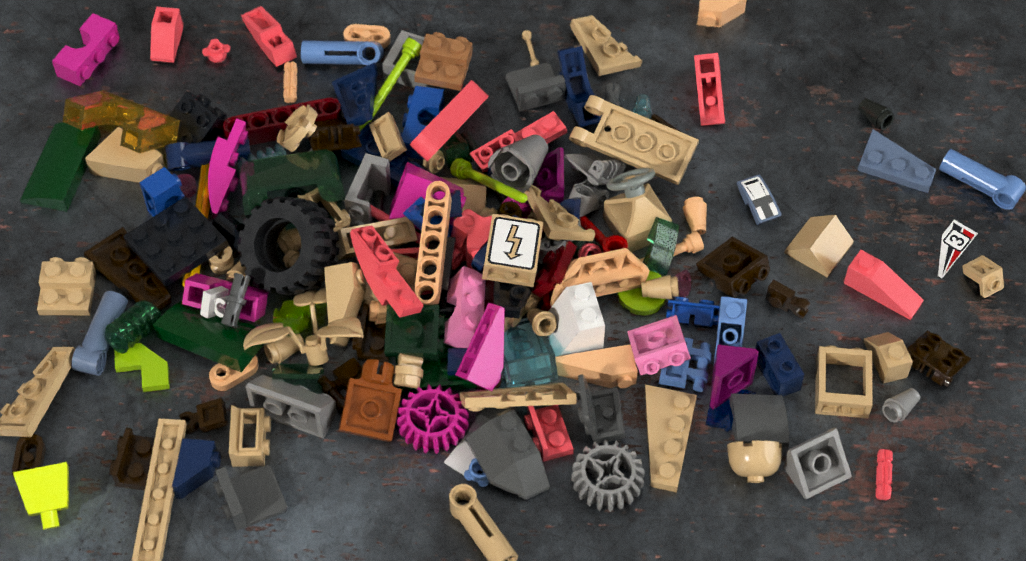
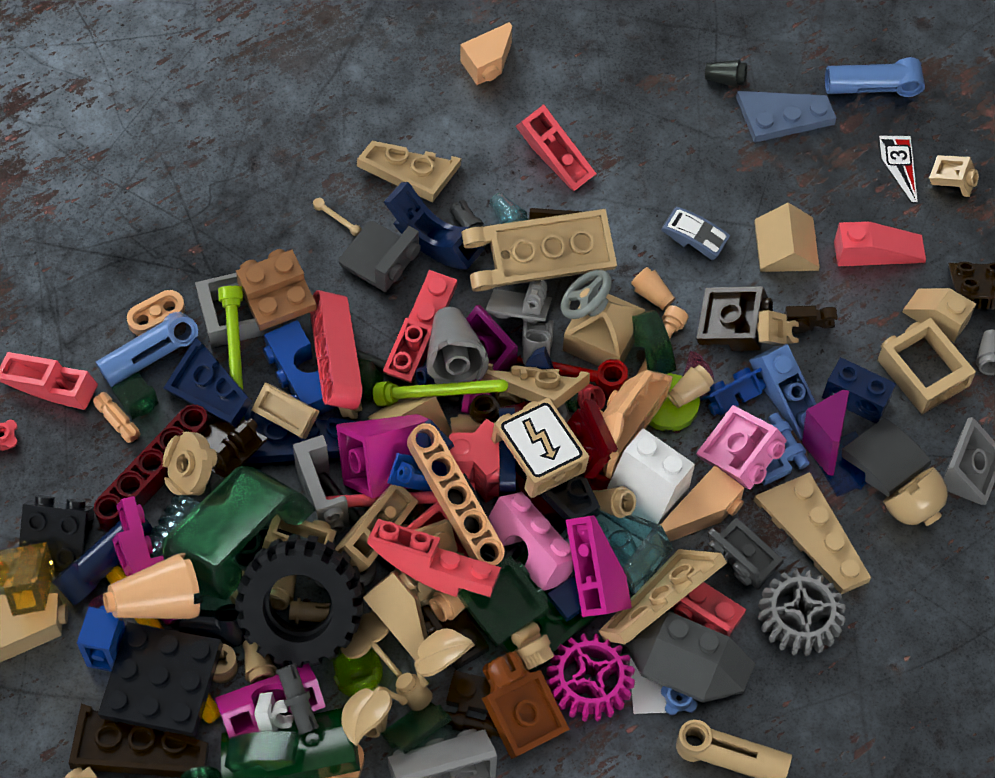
camera: 40 degrees left, 5 degrees up
(191, 316) = (266, 748): none -> clear green slope
(206, 182) = (156, 592): none -> light nougat cone
(312, 77) = (136, 396): none -> clear green bracket
(749, 287) = (775, 328): none -> tan plate

